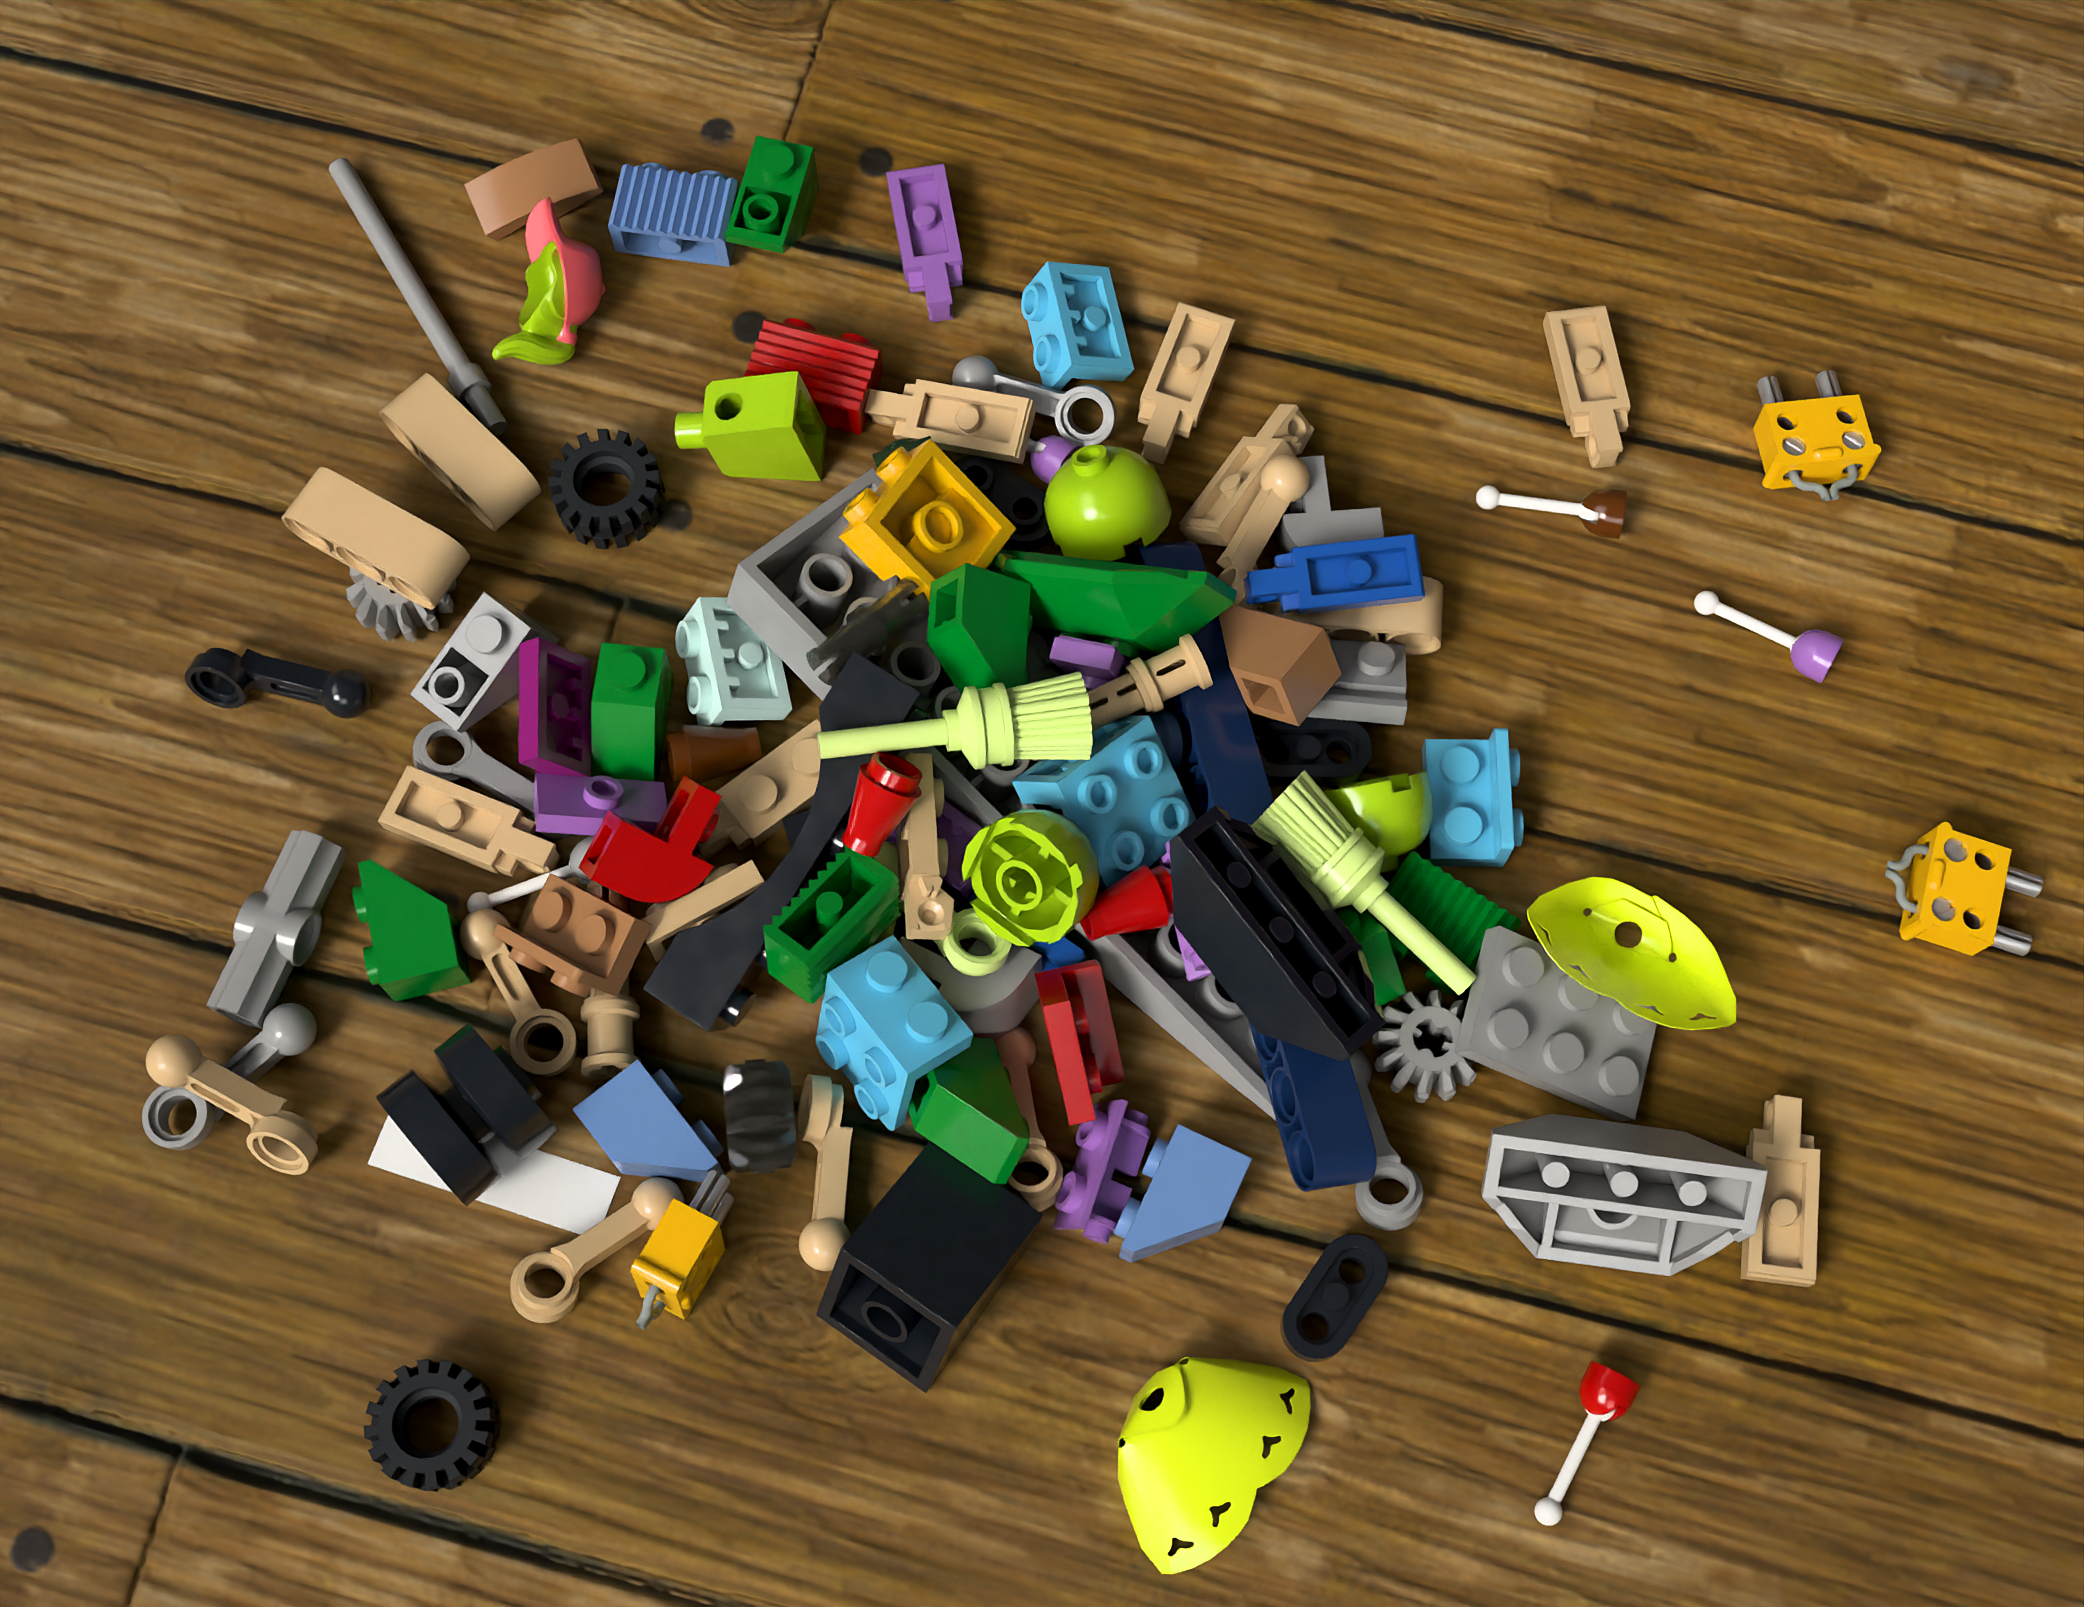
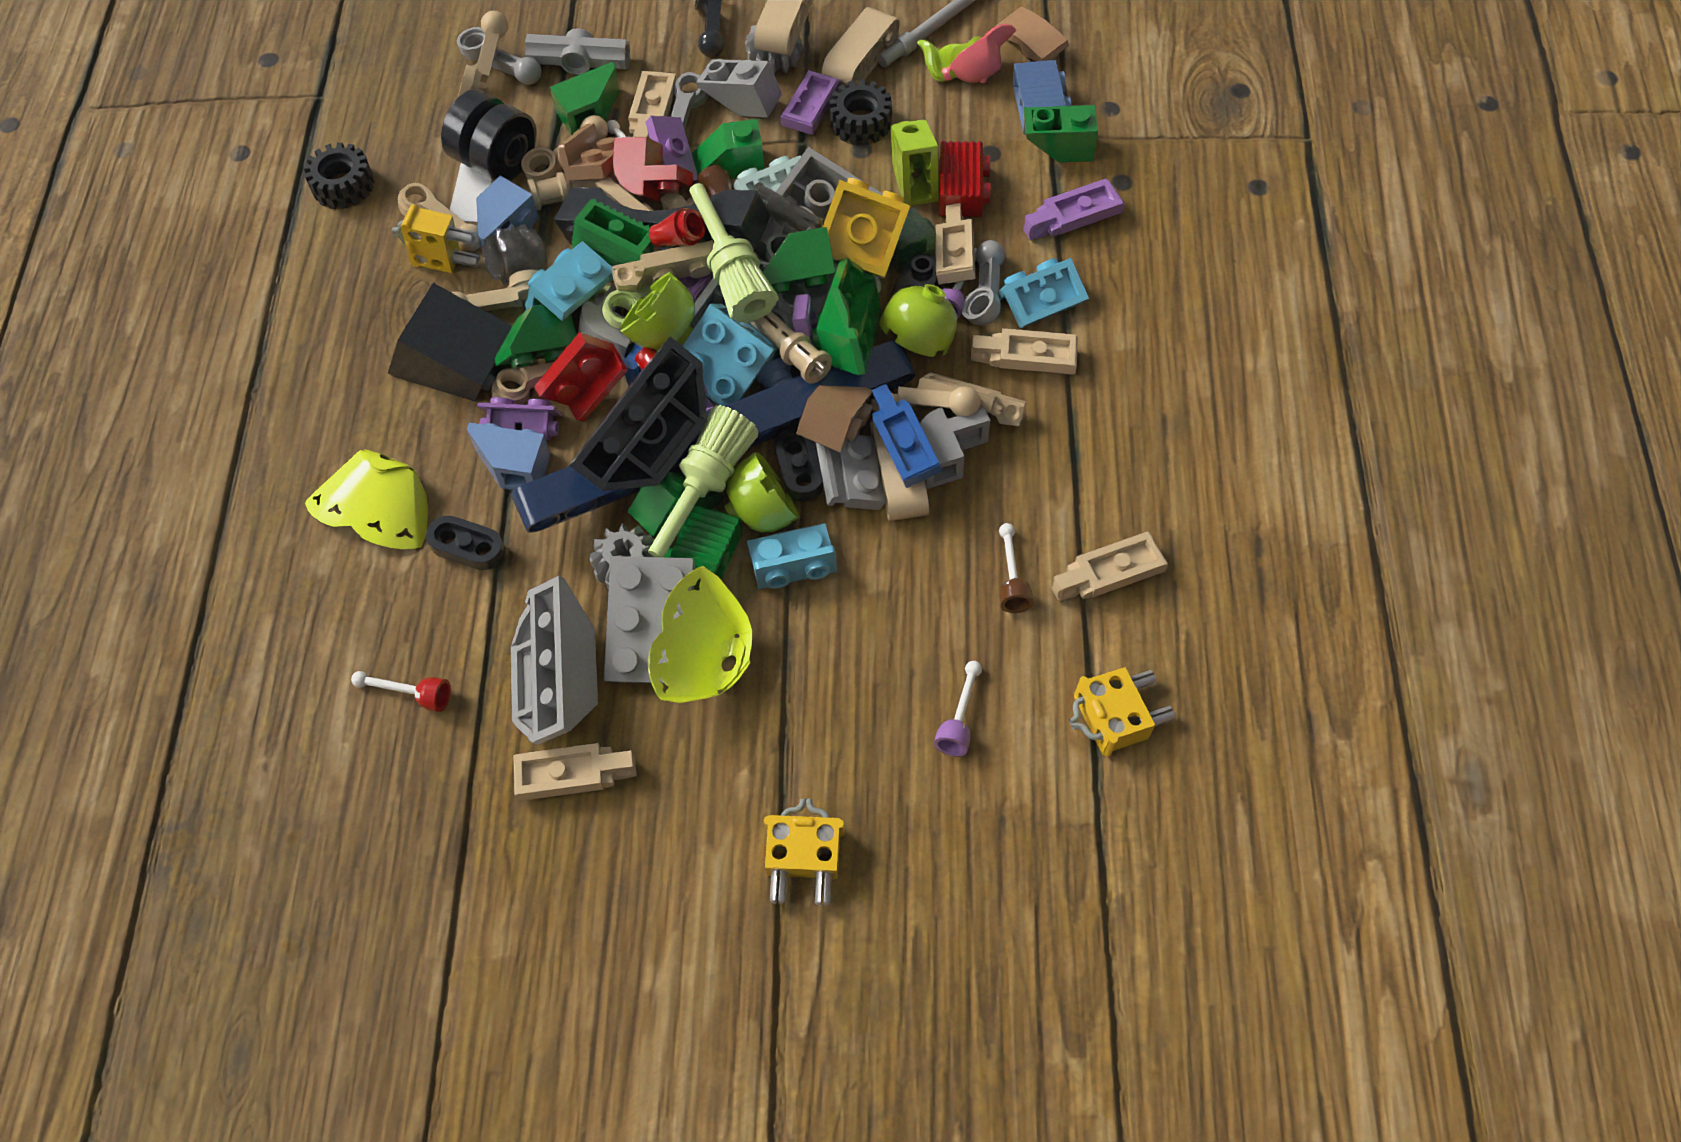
camera: 80 degrees right, 10 degrees down
(553, 562) = (809, 102): none -> medium lavender plate
(554, 709) = (707, 111): magenta bracket -> none
(1388, 1165) = (559, 544): light grey piece -> none

